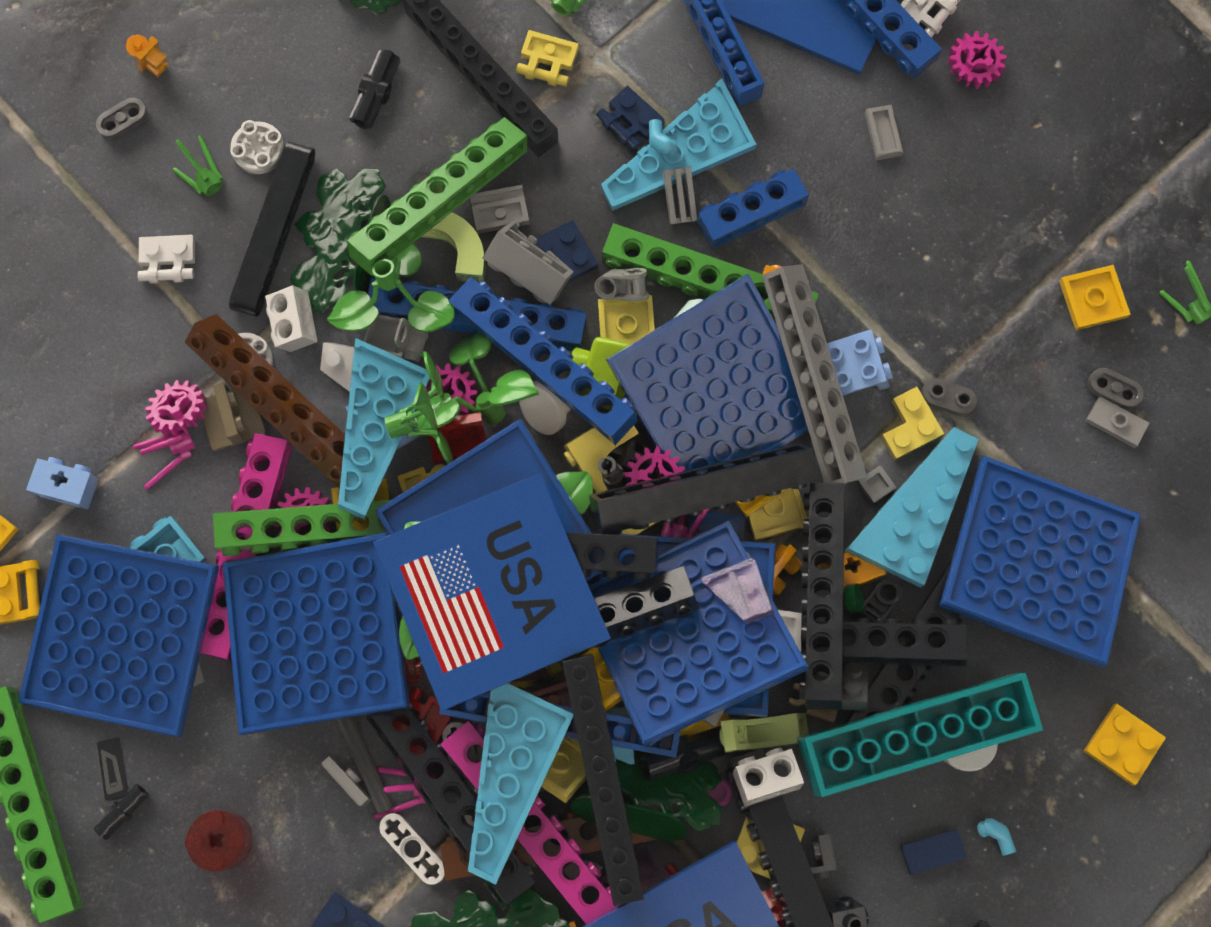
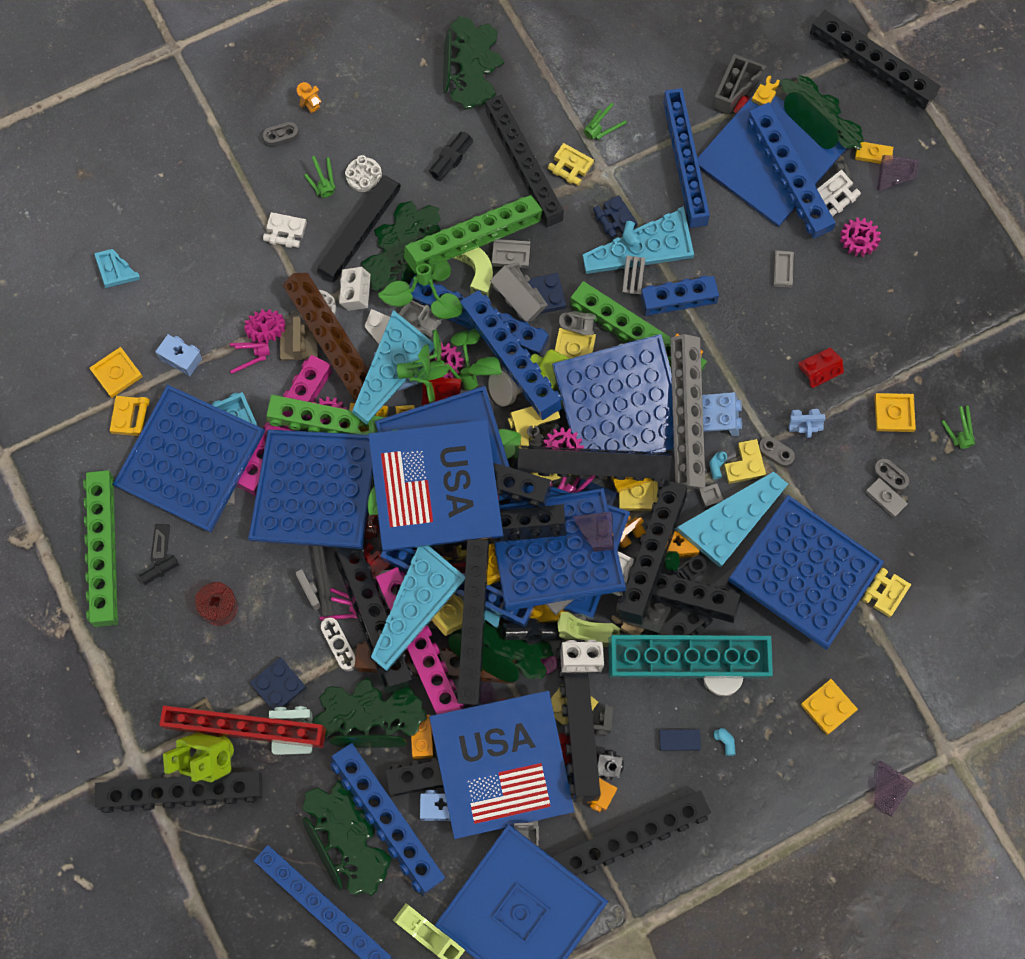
camera: 15 degrees right, 5 degrees down
(870, 436) = (715, 464): none -> medium azure arm
(977, 258) = (822, 367): none -> red bracket
(978, 347) = (806, 423): none -> light blue hips
(1165, 559) = (892, 594): none -> light yellow plate

